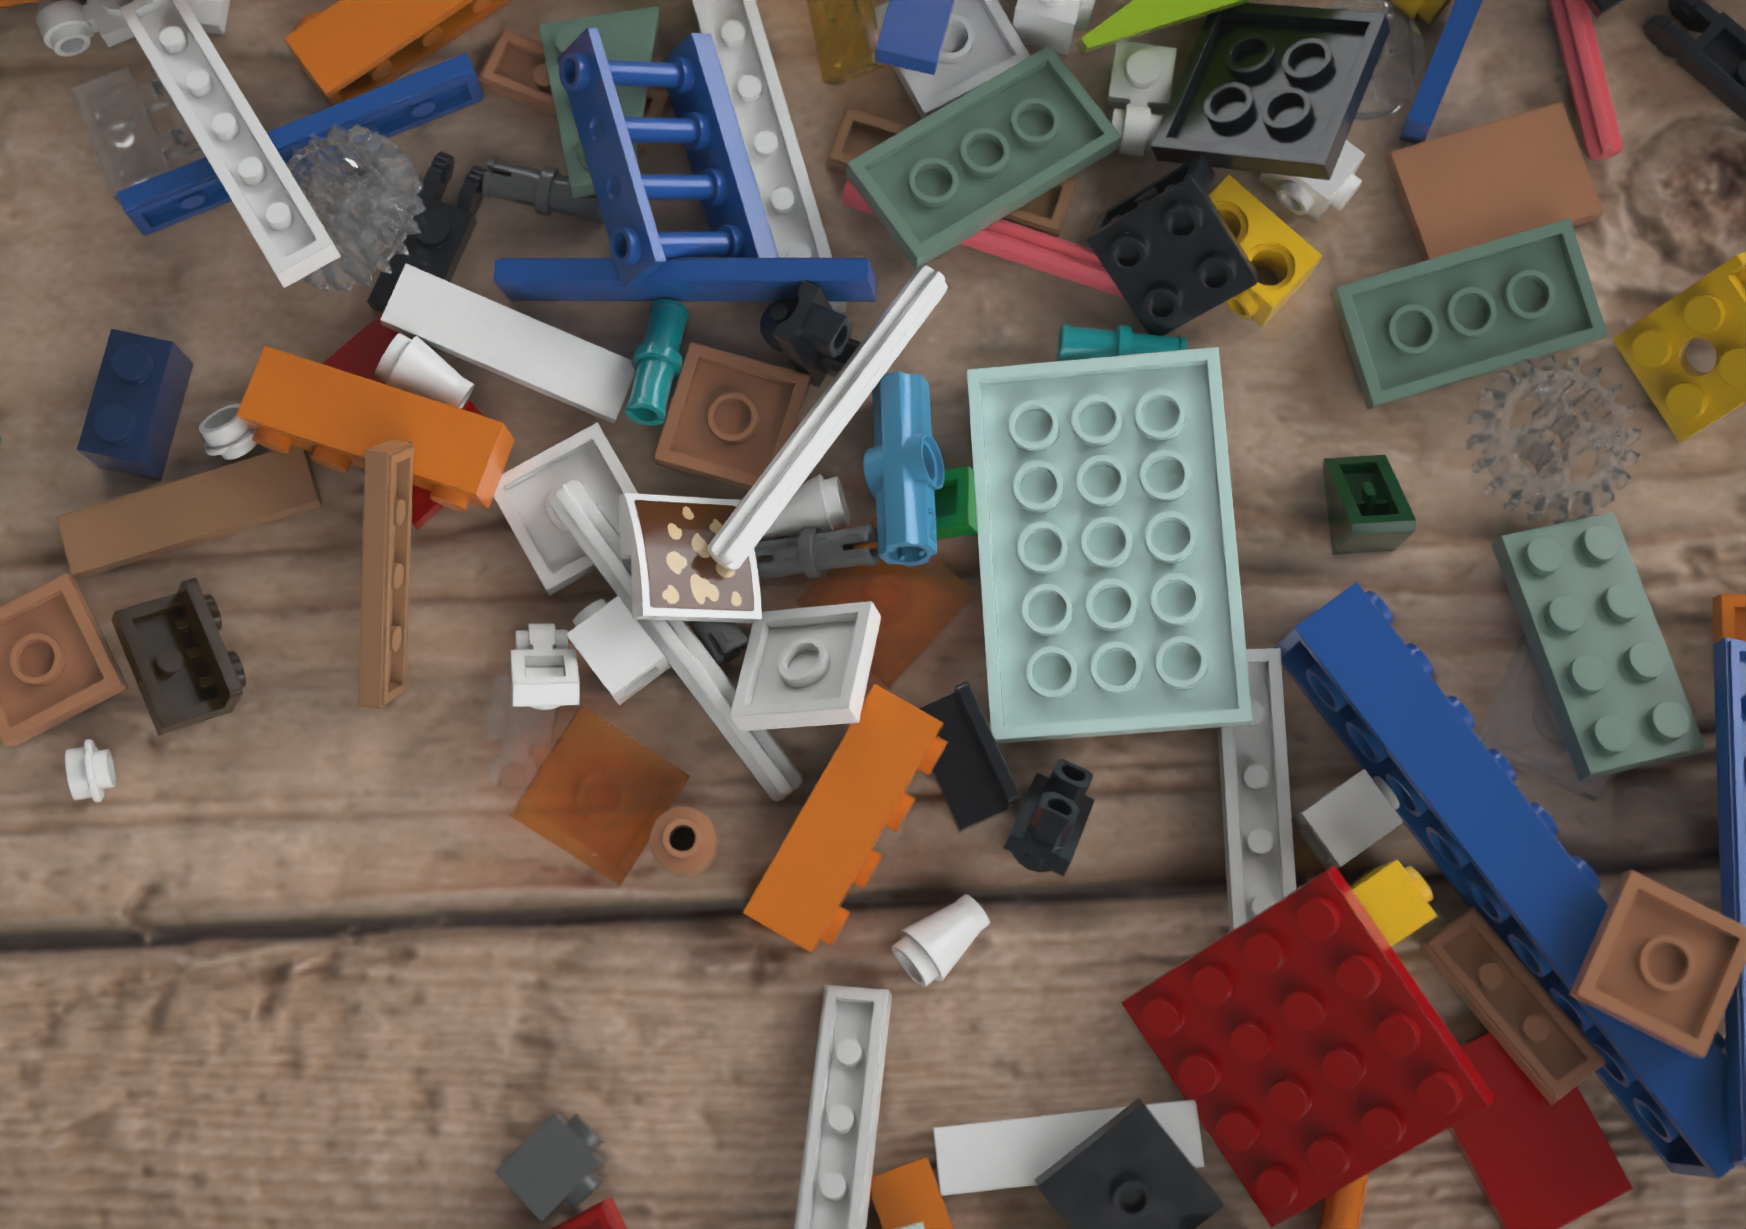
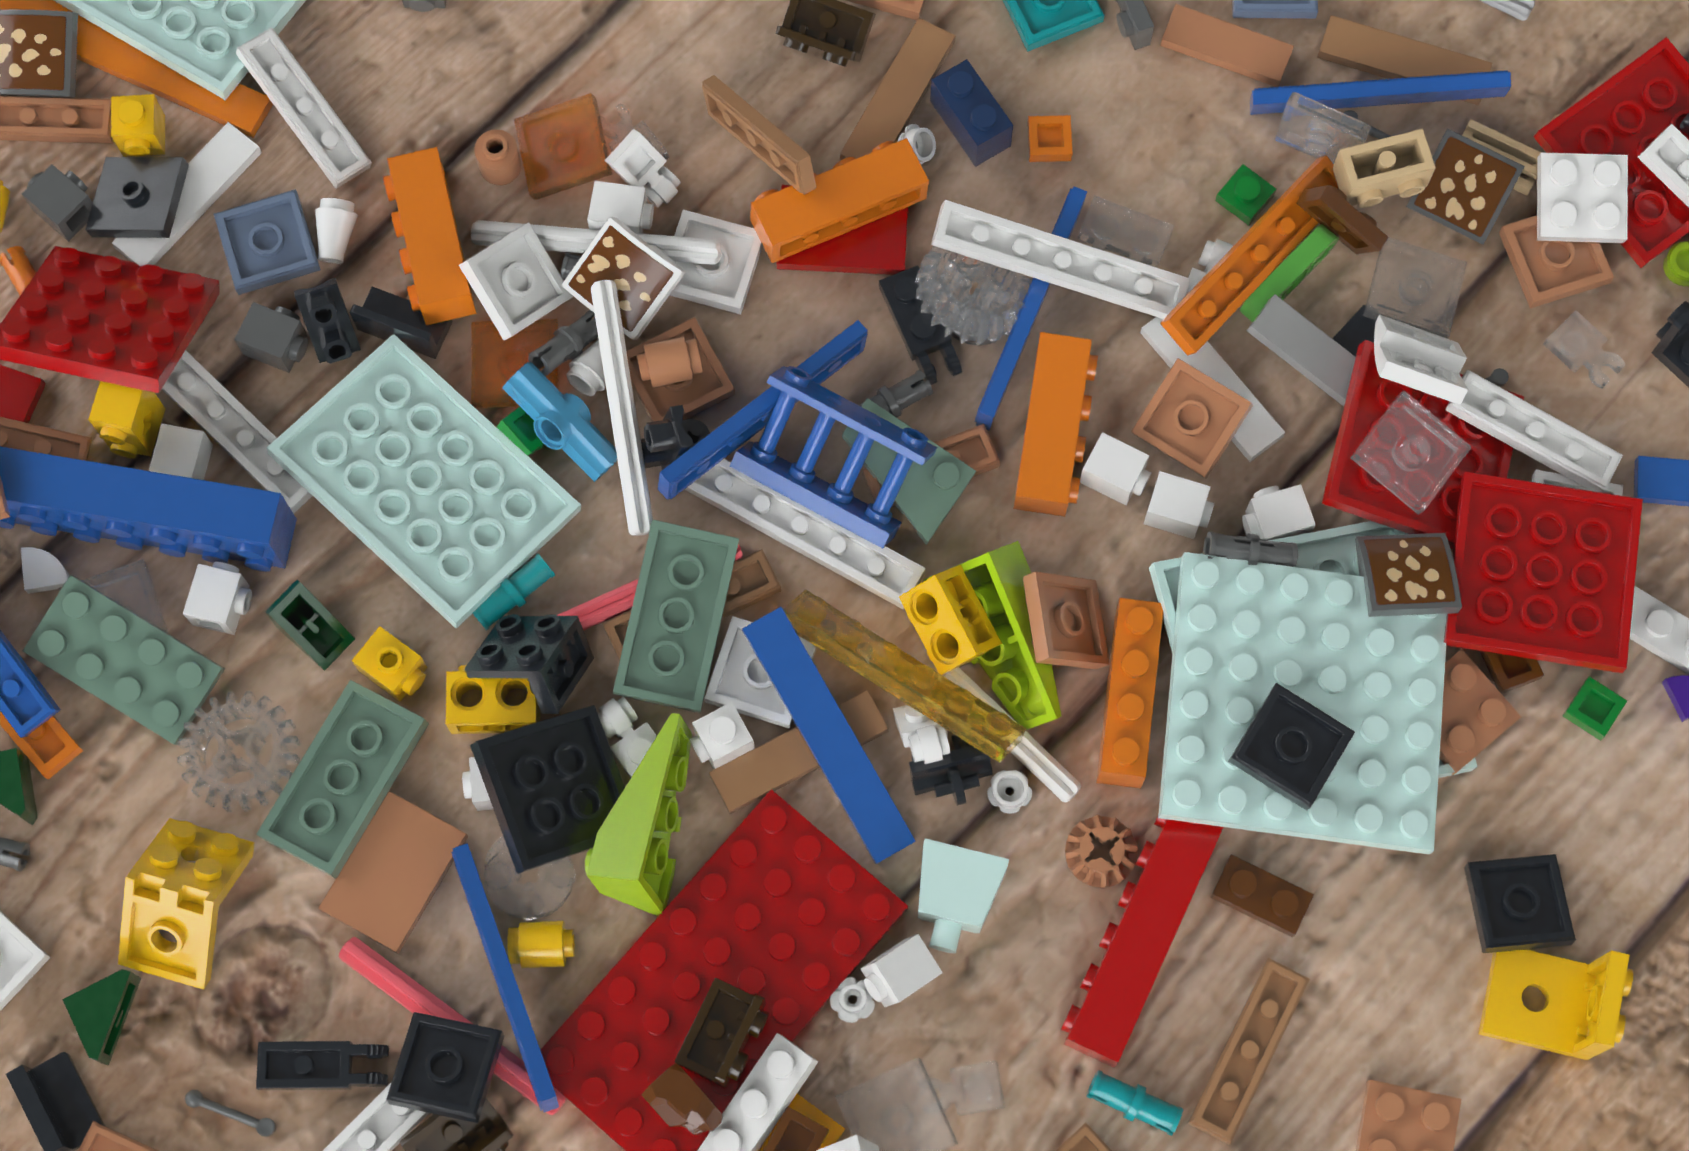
camera: 140 degrees right, 5 degrees down
(87, 306) = (1049, 138): none -> orange plate
(421, 371) = (847, 247): white cone -> none
(509, 343) = (823, 306): white tile -> none
(657, 362) = (738, 361): teal pin -> none
(732, 415) = (670, 361): none -> nougat brick
(1028, 997) = (267, 242): none -> sand blue plate
(1121, 868) = (272, 336): none -> dark grey brick
(1317, 384) = (390, 664): none -> yellow brick
(1442, 618) = (217, 598): none -> white brick
(1599, 836) = (41, 570): none -> white tile

